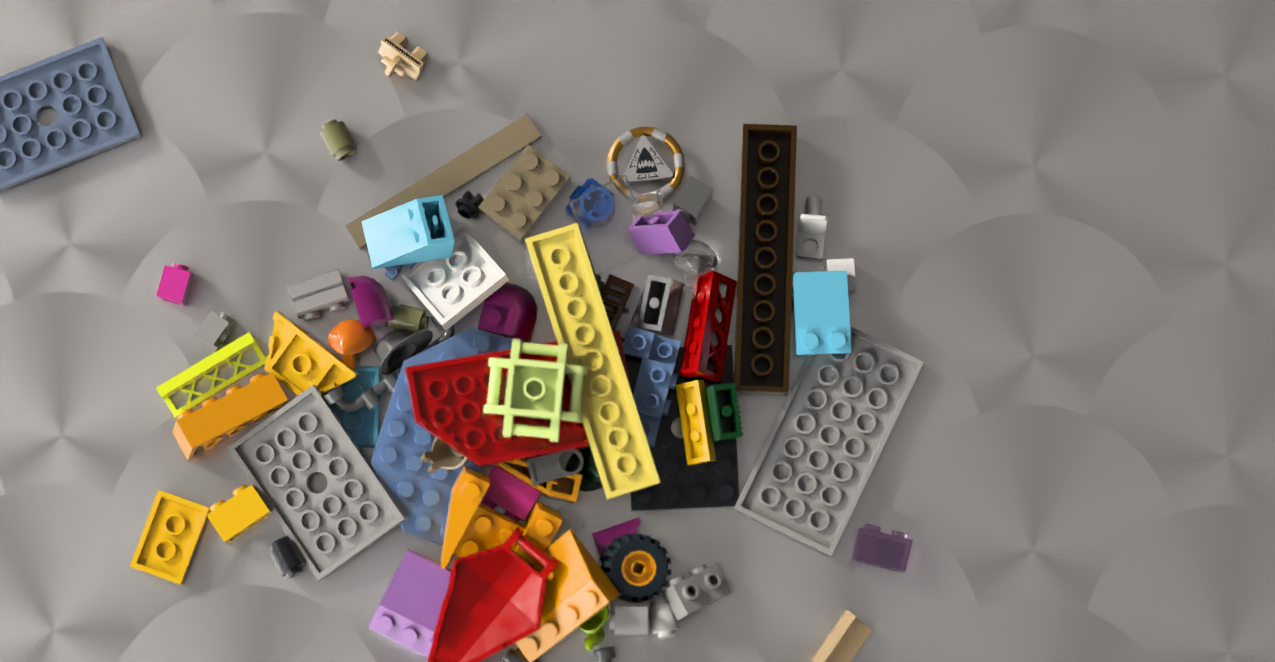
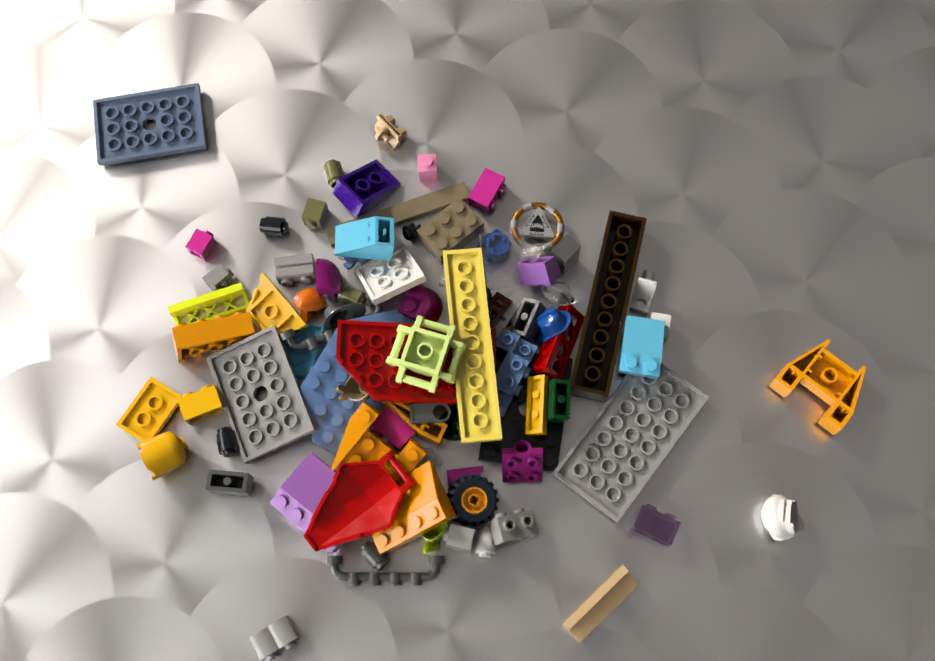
camera: 15 degrees right, 10 degrees down
(207, 591) = (163, 453): none -> yellow cylinder
(271, 236) = (274, 226): none -> black brick
(307, 612) = (229, 483): none -> dark grey brick
(325, 207) = (314, 213): none -> olive brick
(389, 152) = (365, 188): none -> dark purple slope
(471, 104) = (427, 167): none -> bright pink brick
(563, 123) = (487, 190): none -> dark pink brick
(691, 504) = (522, 463): none -> magenta plate
(694, 304) = (551, 323): none -> blue piece
(1042, 505) = (781, 517): none -> white helmet
(1077, 306) = (827, 379): none -> light orange wedge

